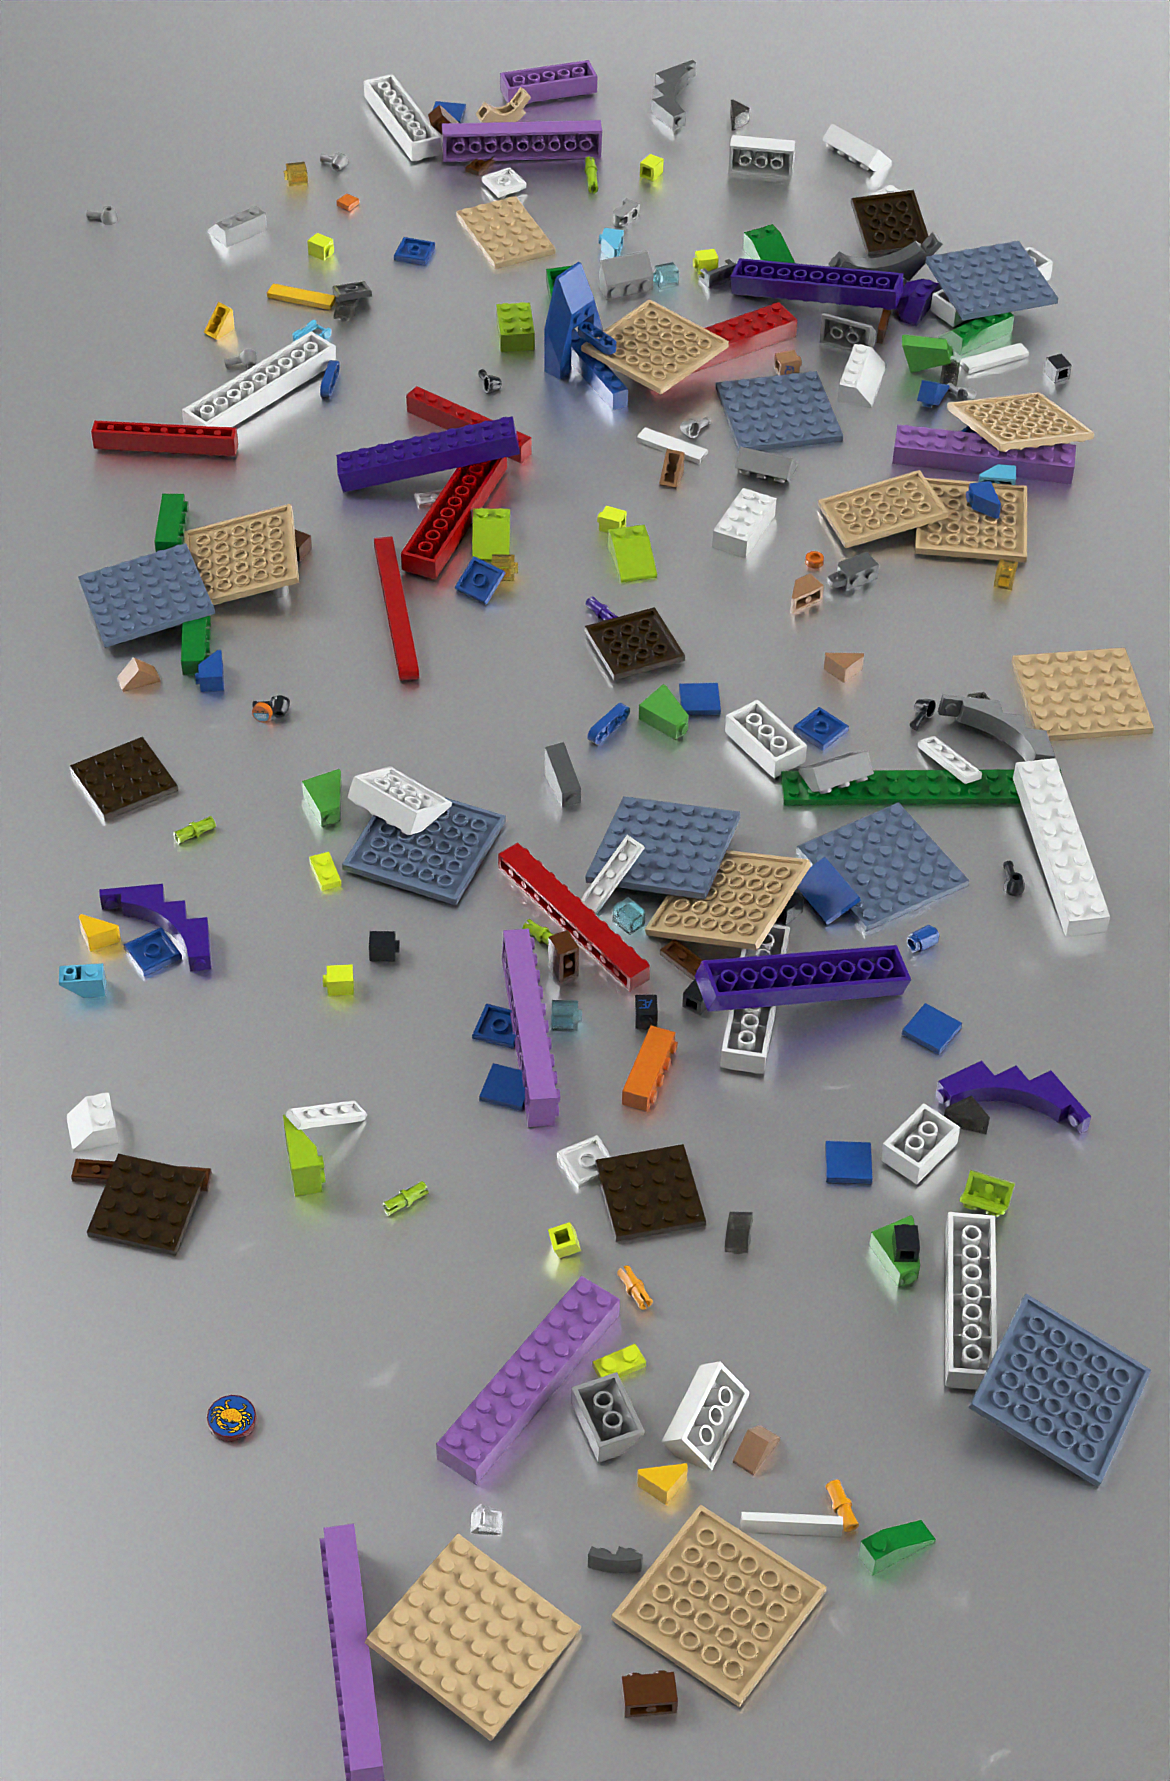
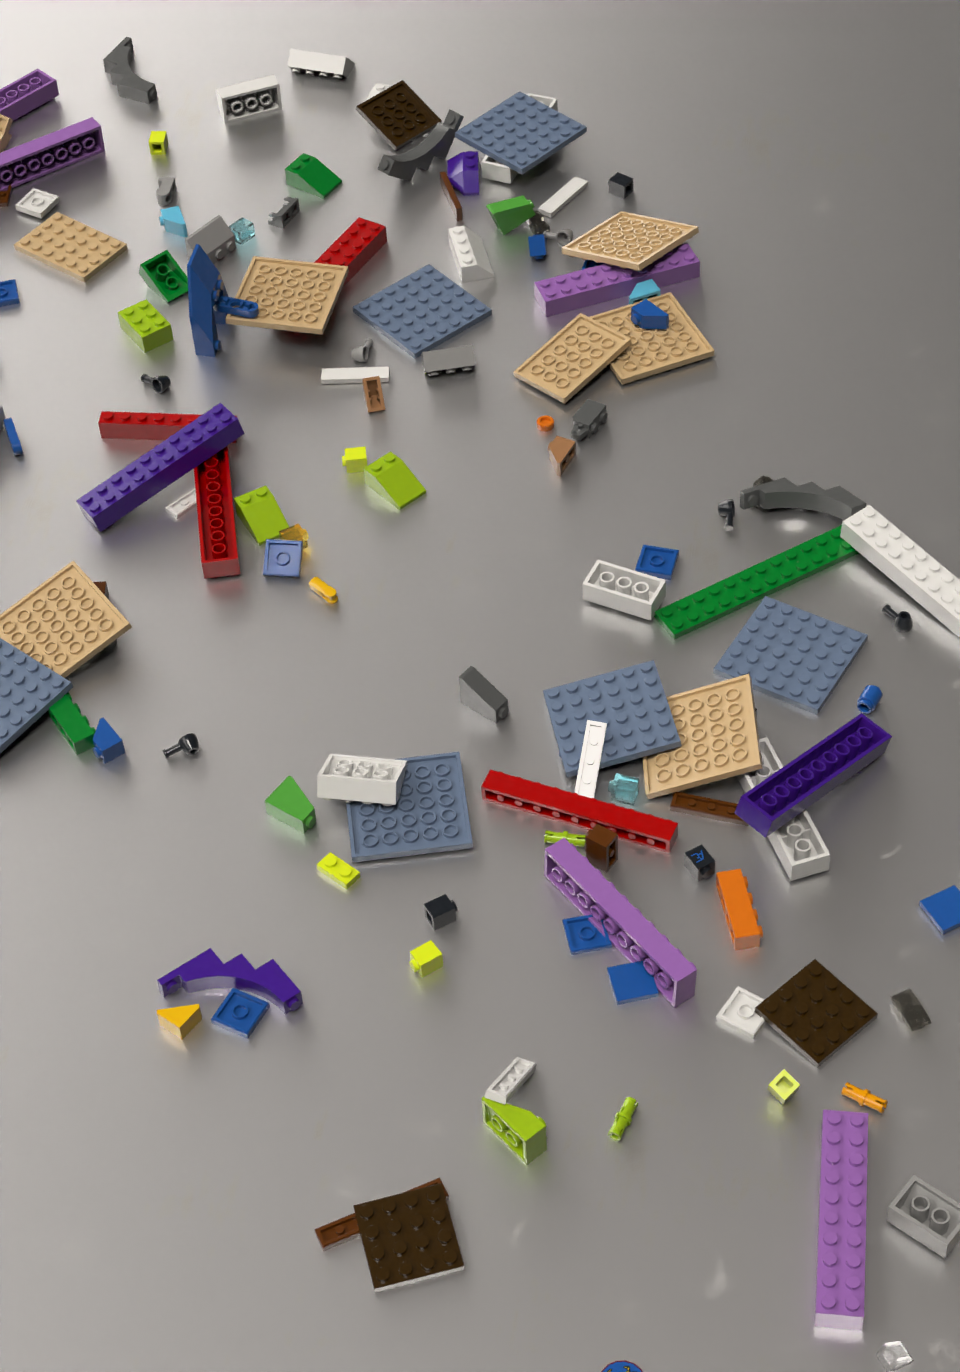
camera: 25 degrees left, 0 degrees up
(84, 980) = (203, 1066): medium azure slope -> none
(92, 1123) = (306, 1190): white slope -> none
(123, 778) = (95, 871): dark brown plate -> none
(137, 675) = (37, 774): medium nougat slope -> none
(194, 829) = (196, 887): lime pin -> none
(262, 712) = (178, 756): orange tile -> none
(396, 609) = (227, 614): red beam -> none
(496, 624) = (323, 590): none -> yellow bar
(565, 1015) = (639, 895): clear light blue brick -> none
(590, 171) = (106, 164): lime pin -> none
(598, 375) = (238, 336): blue brick -> none
(601, 610) = (404, 541): dark purple pin -> none
(608, 723) = (484, 634): blue beam -> none
(622, 1361) = (899, 1168): neon yellow plate -> none
(634, 643) = (453, 557): dark brown plate -> none
(664, 713) = (524, 605): bright green slope -> none
(693, 999) = (731, 830): black brick -> none
(700, 698) = (541, 580): blue tile -> none
(705, 259) = (265, 205): neon yellow brick -> none
(738, 114) = (198, 70): clear smoke slope -> none
(744, 523) = (467, 416): white brick -> none
(787, 362) = (400, 267): medium nougat brick -> none
(817, 283) = (379, 189): dark purple brick -> none
(827, 891) = (771, 695): blue tile -> none
(837, 771) = (704, 591): light grey slope -> none
(843, 665) = (637, 501): medium nougat slope -> none
(845, 333) = (431, 222): light grey slope -> none
(931, 1028) = (929, 769): blue tile -> none
(949, 759) = (780, 542): white tile -> none
(979, 332) = (535, 180): slope -> none
(1005, 574) = (708, 371): clear yellow brick -> none
(1082, 694) = (837, 444): tan plate -> none

